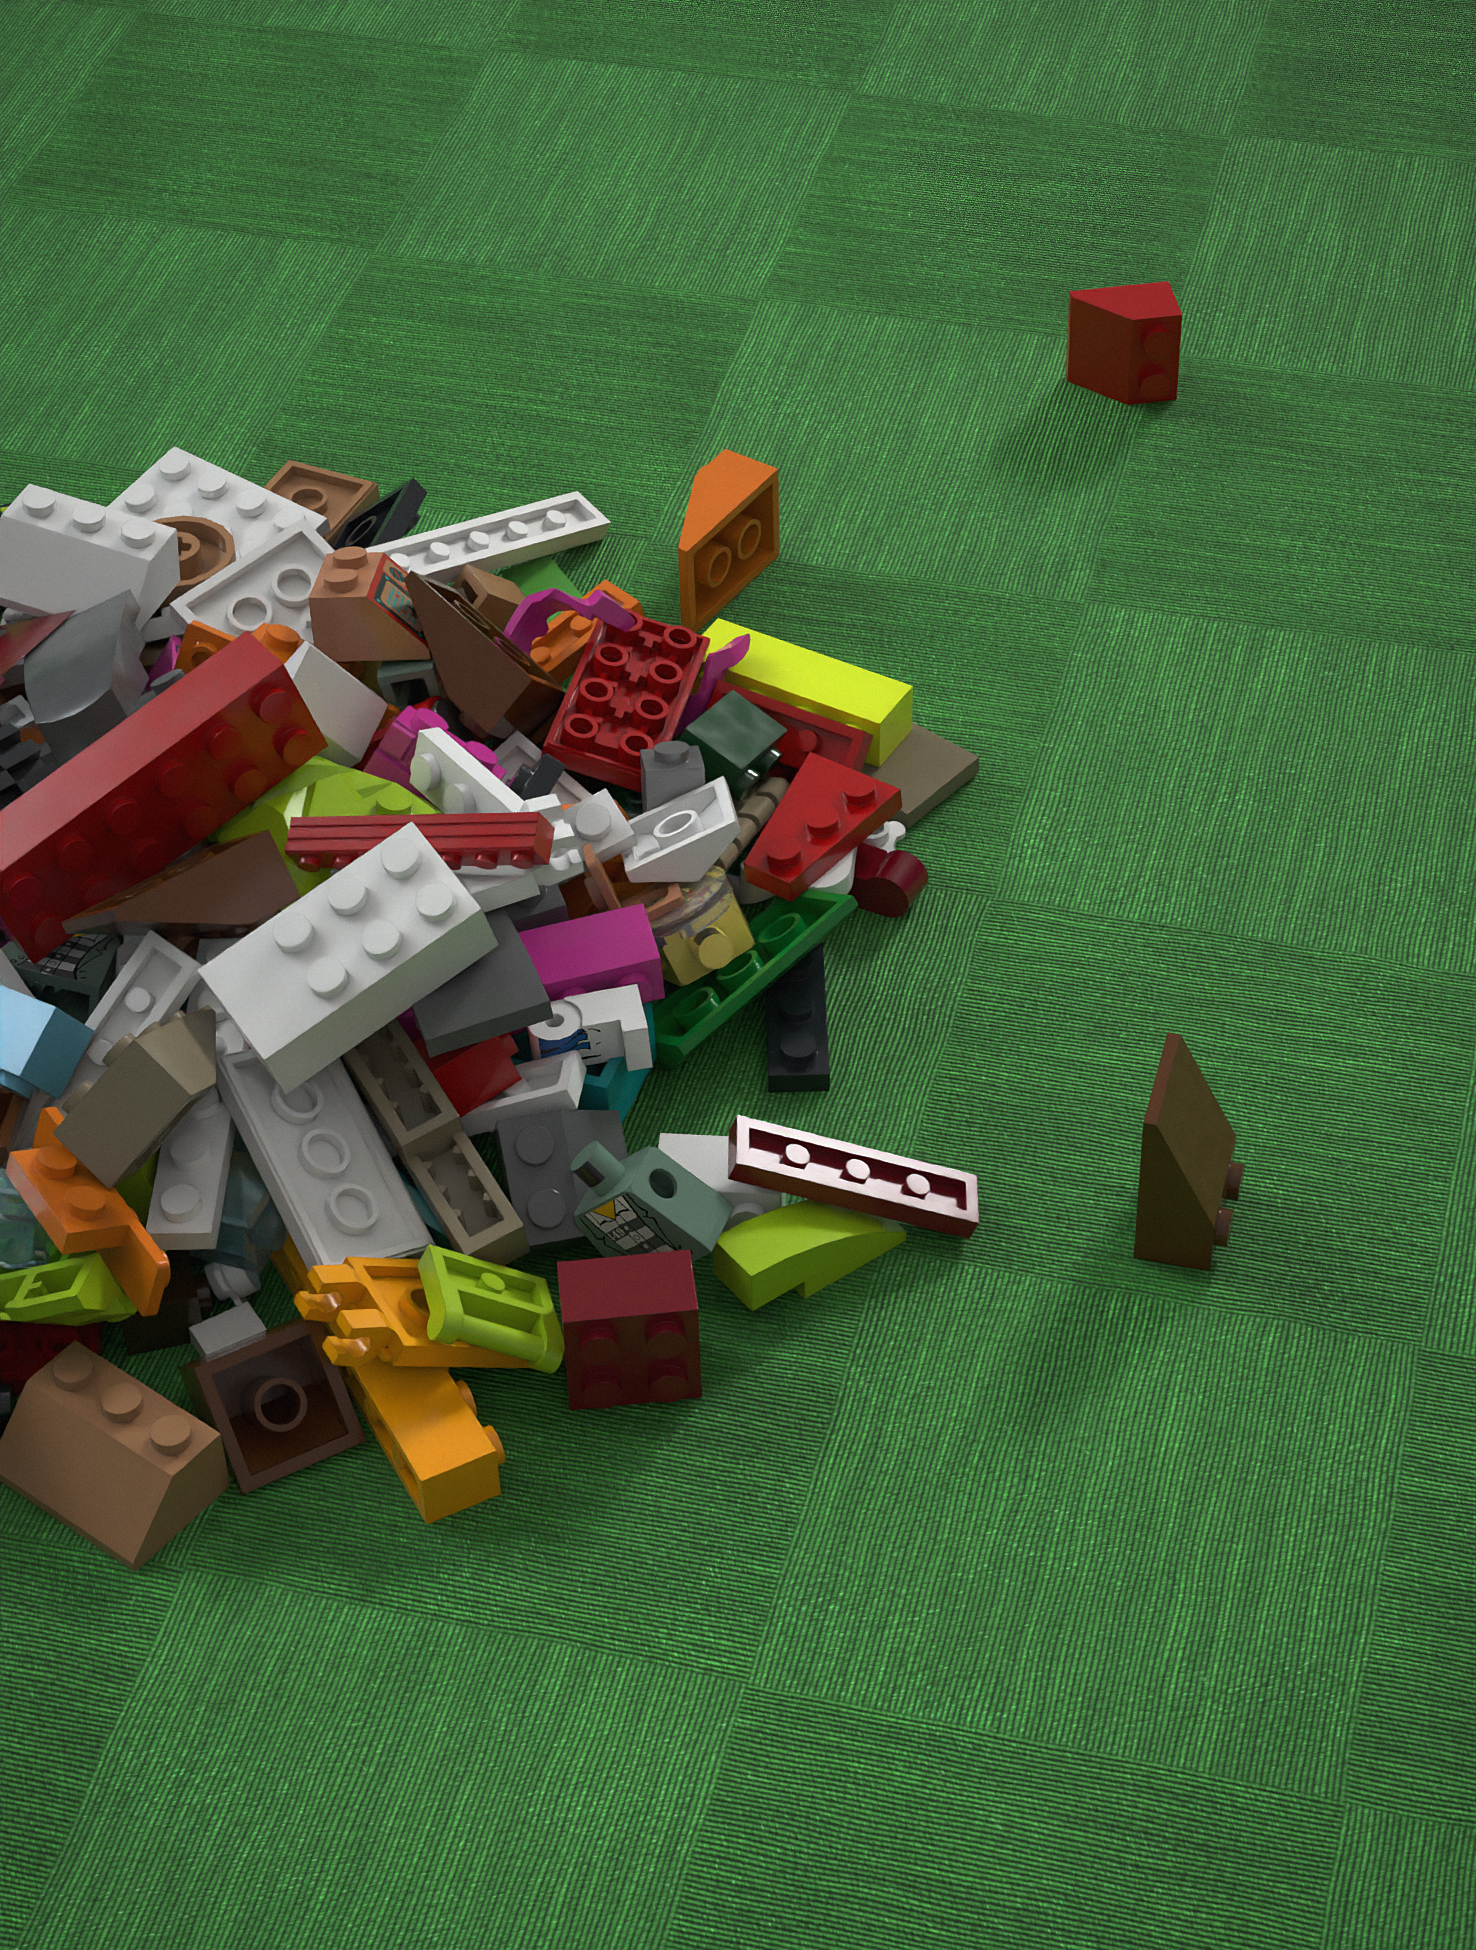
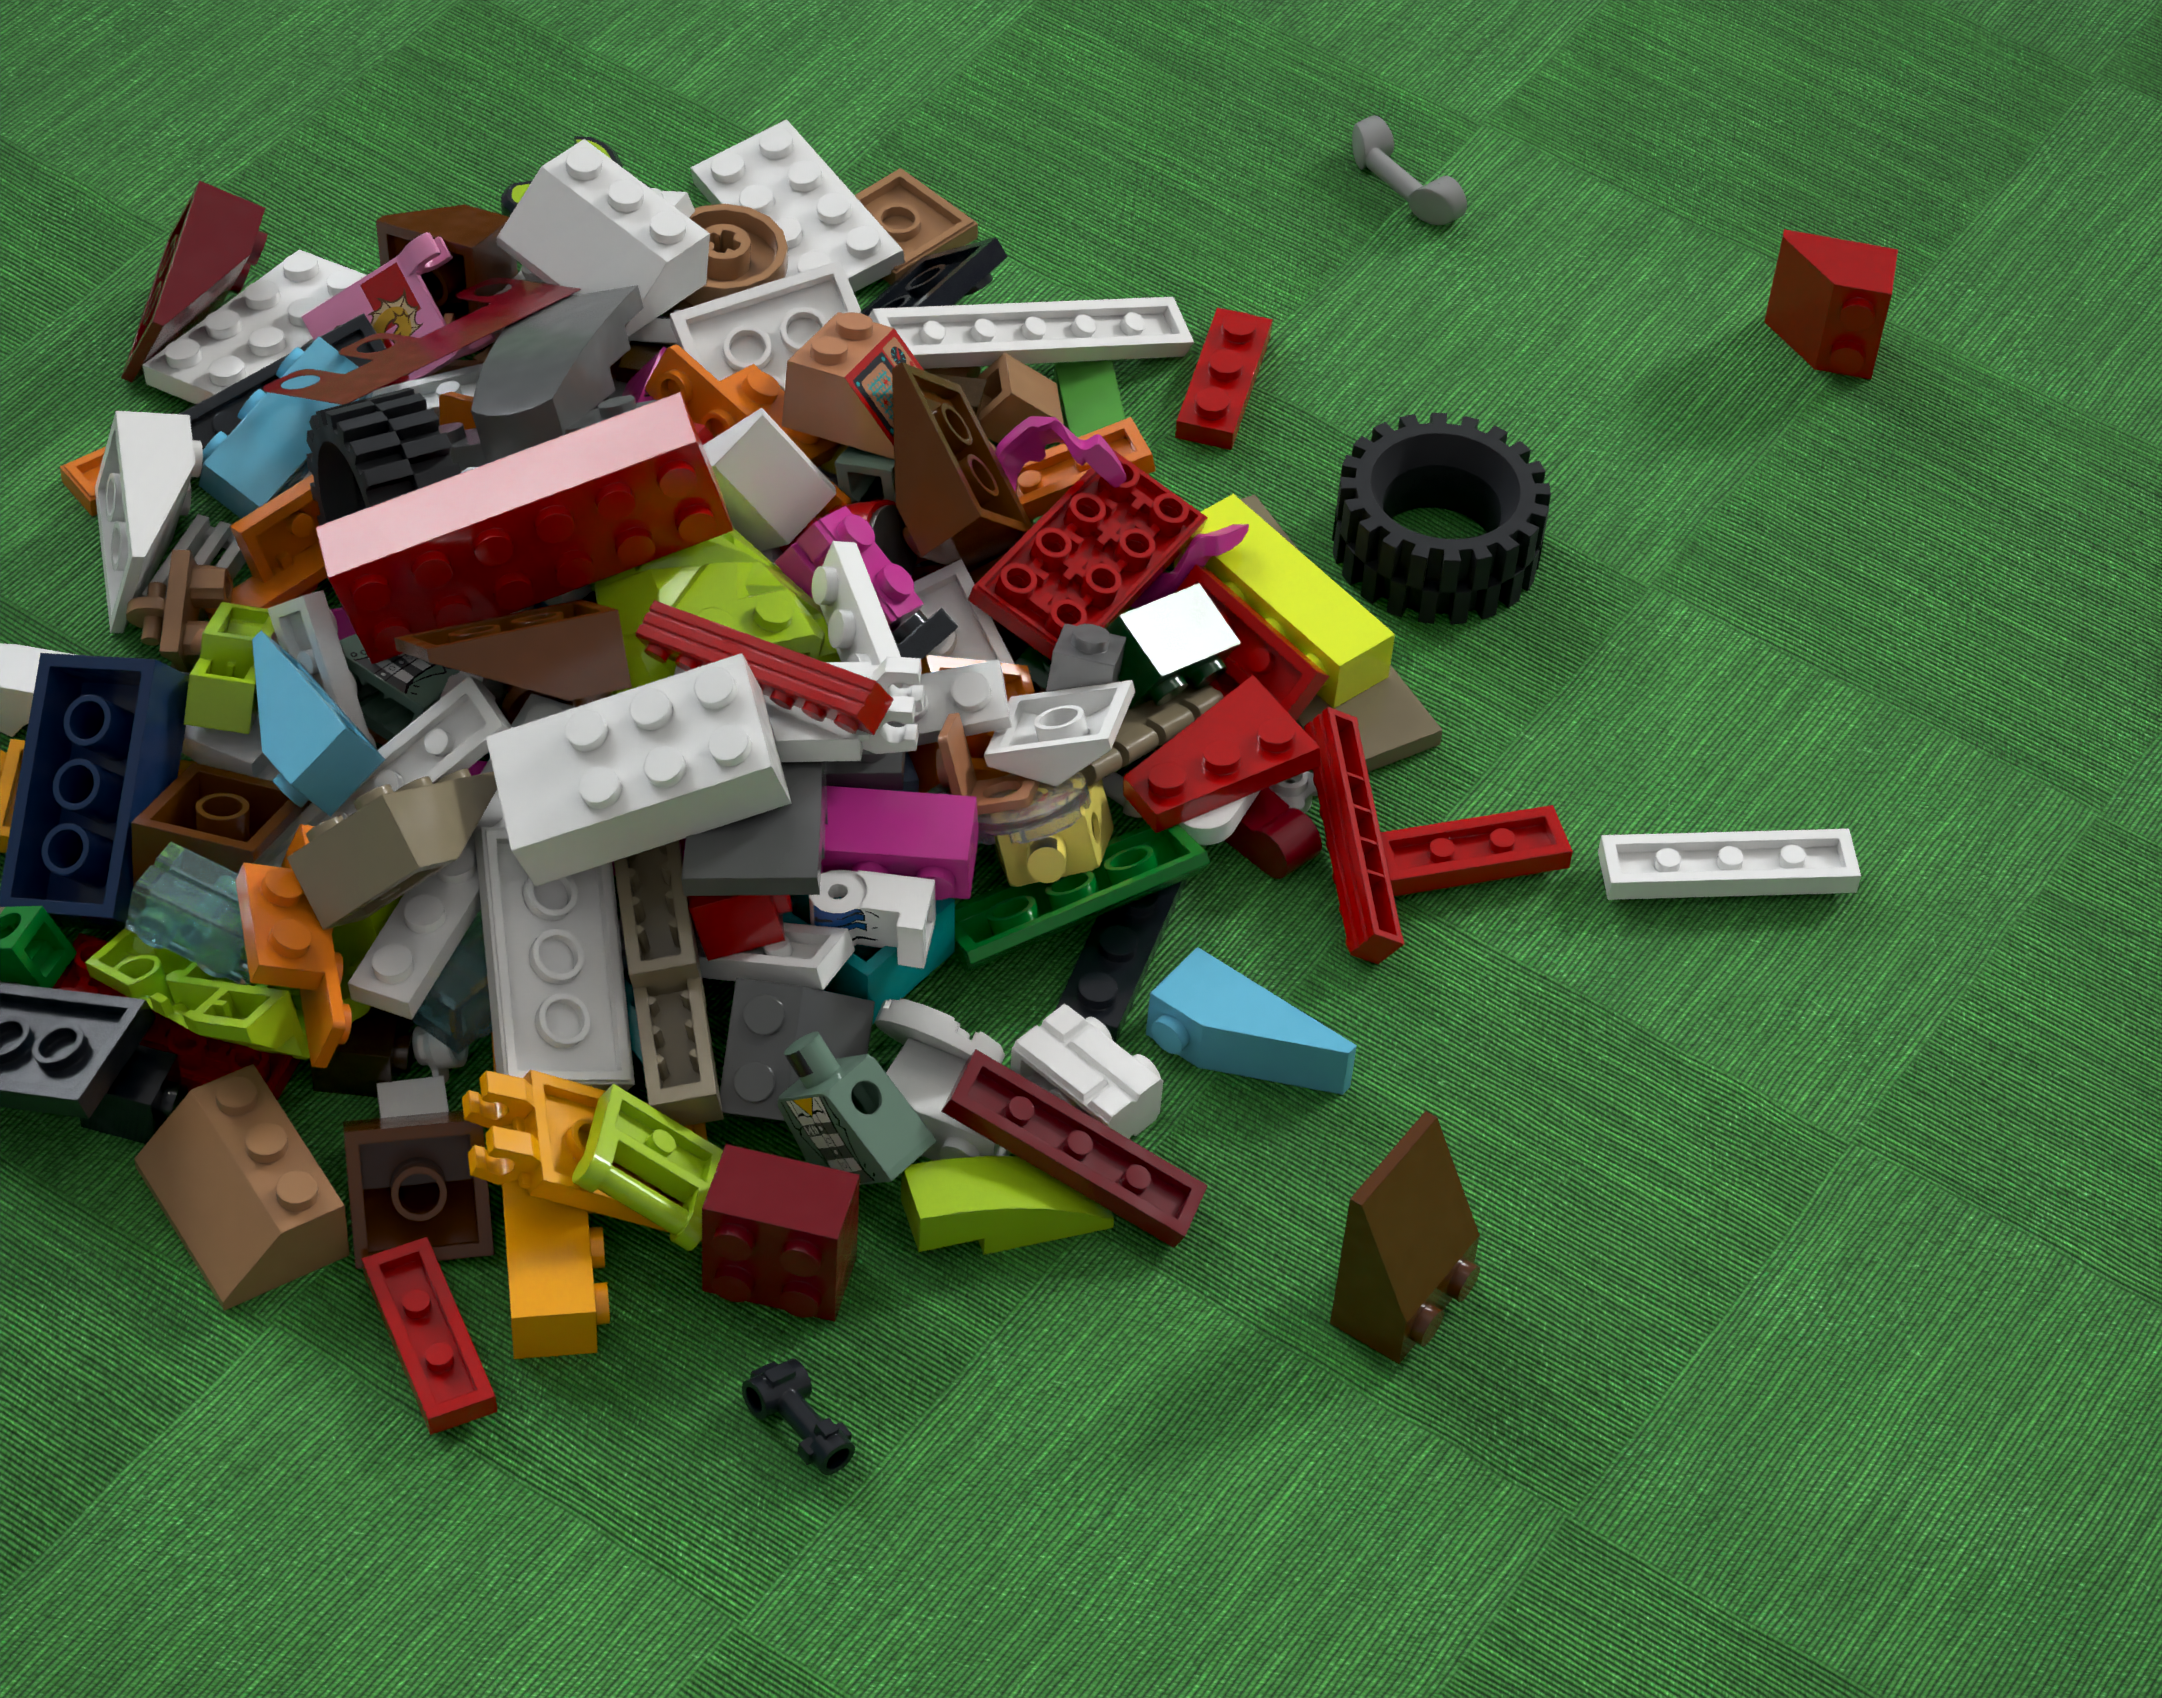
camera: 15 degrees right, 5 degrees up
(344, 1527) = (429, 1335): none -> red plate
(648, 543) = (1223, 378): none -> red plate
(677, 1116) = (913, 1020): none -> white tile
(692, 1466) = (784, 1390): none -> black bar
(726, 534) = (1291, 399): orange slope -> none
(753, 365) = (1432, 203): none -> light grey bar
(830, 1108) = (1090, 1071): none -> white brick
(894, 555) = (1451, 471): none -> black tyre
(939, 1040) = (1243, 1029): none -> medium azure slope
(957, 864) = (1354, 838): none -> red piece
(1053, 843) = (1475, 850): none -> red plate
(1270, 789) = (1728, 864): none -> white plate

